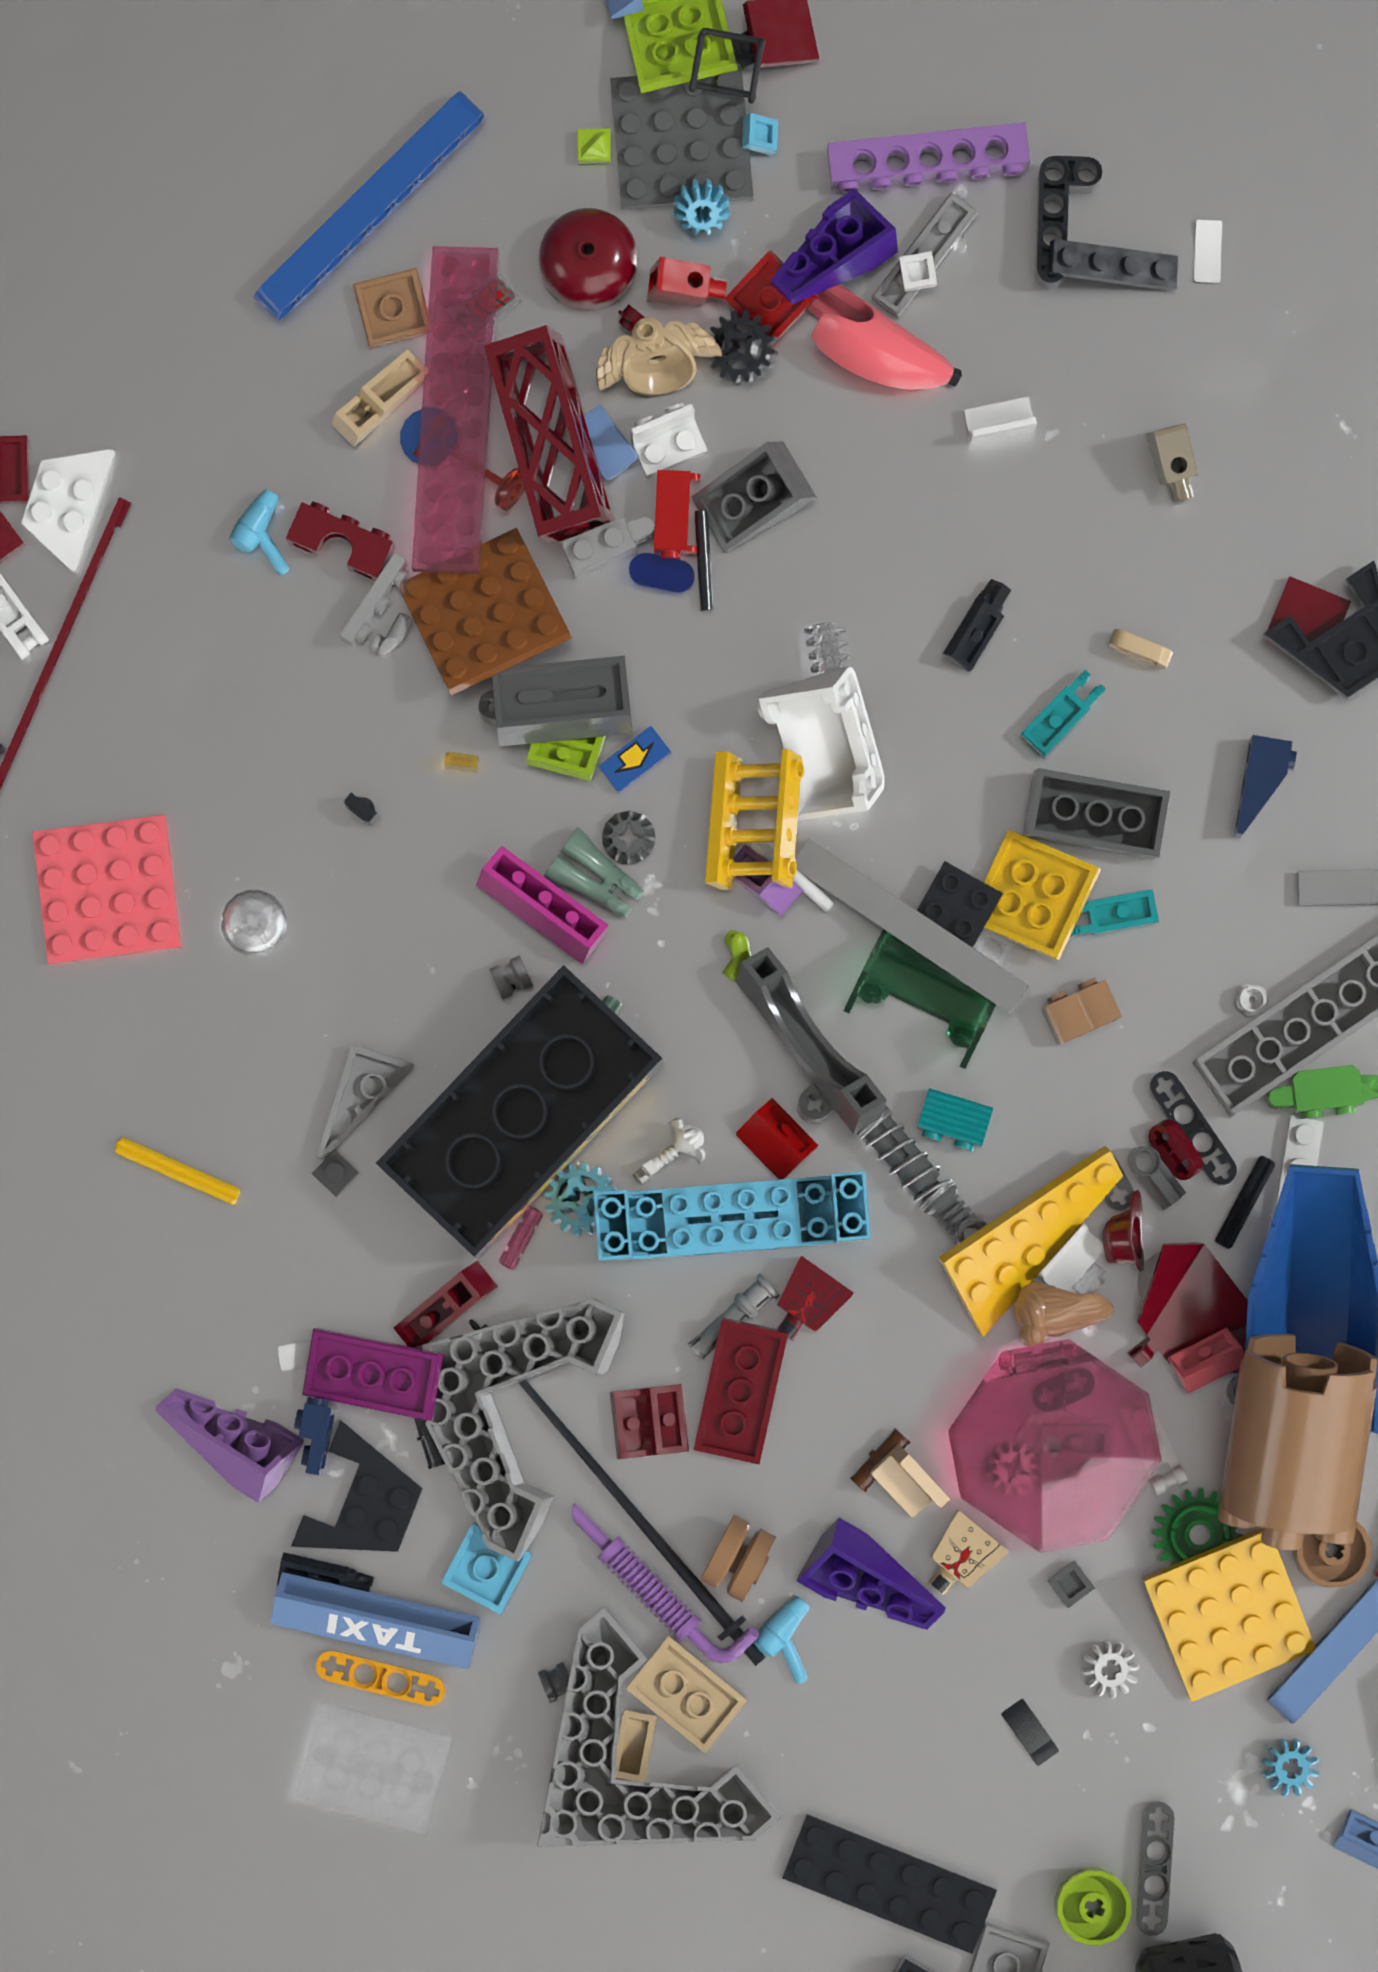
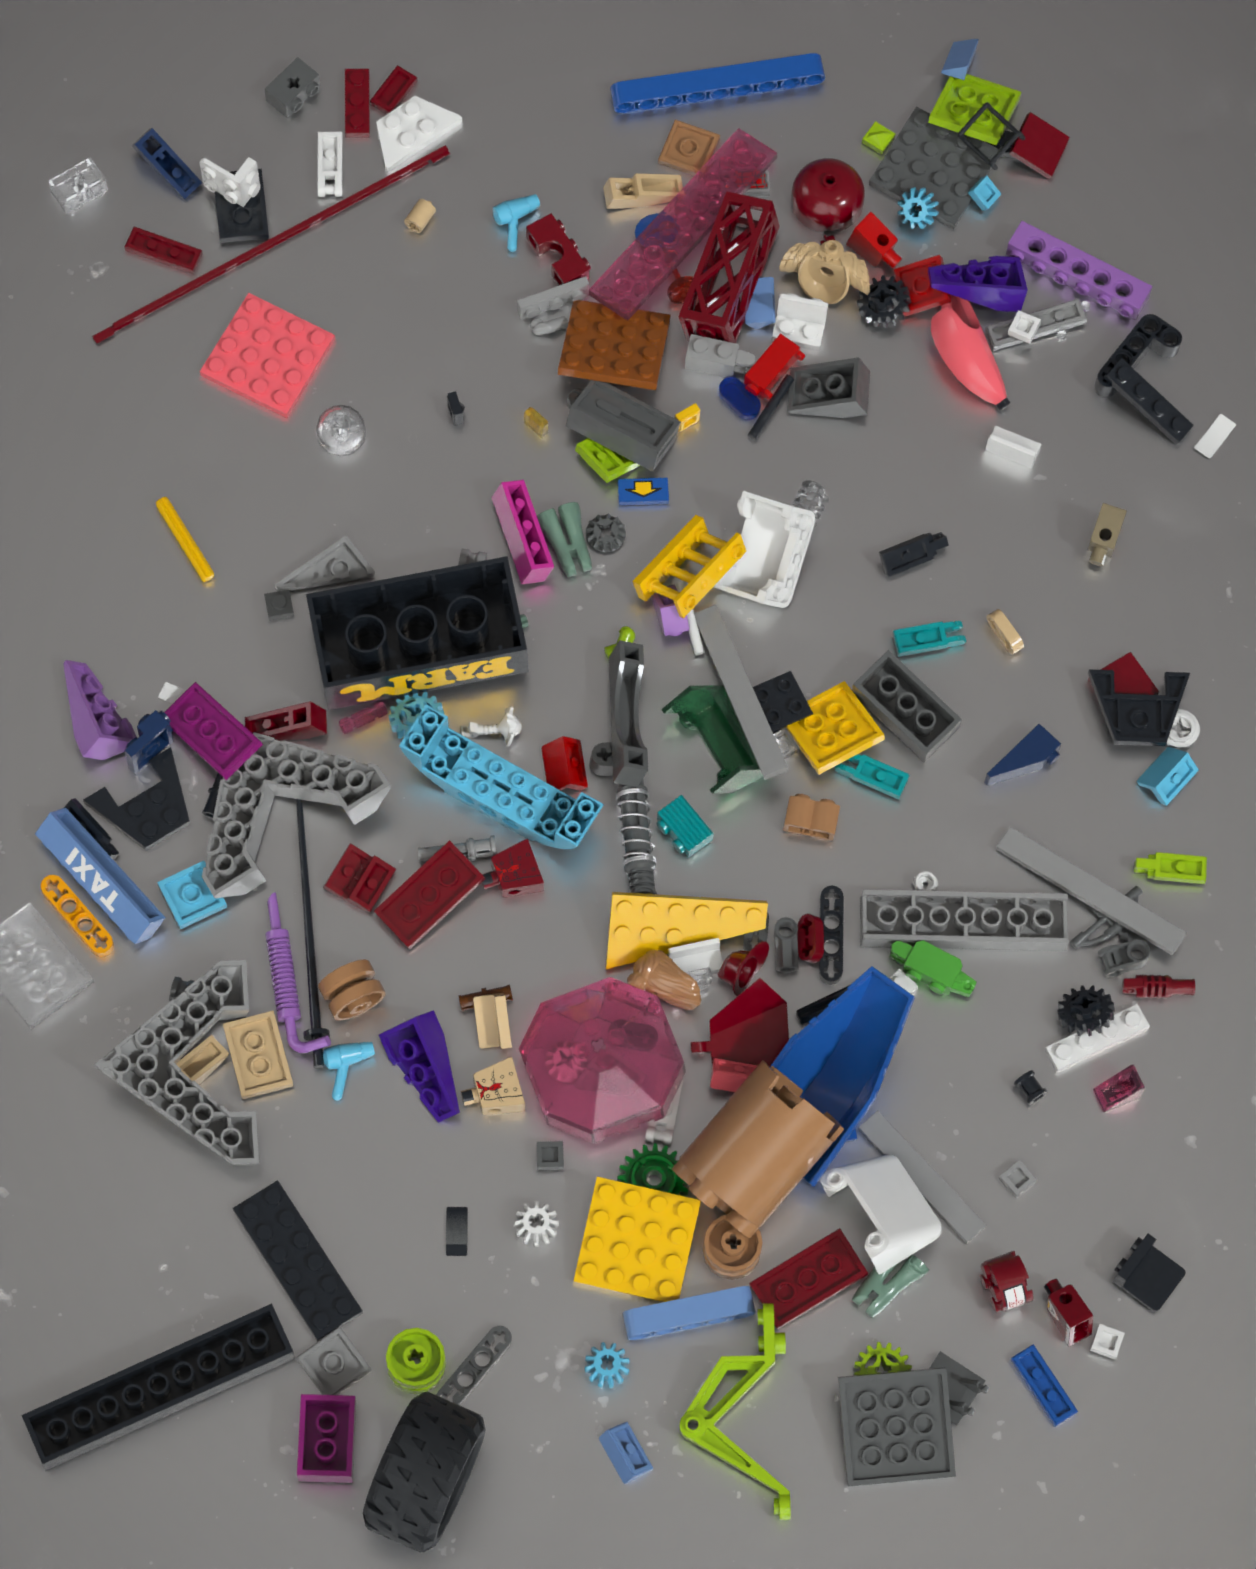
camera: 30 degrees right, 15 degrees down
(154, 603) = (420, 215): none -> tan piece
(623, 639) = (688, 417): none -> yellow tile

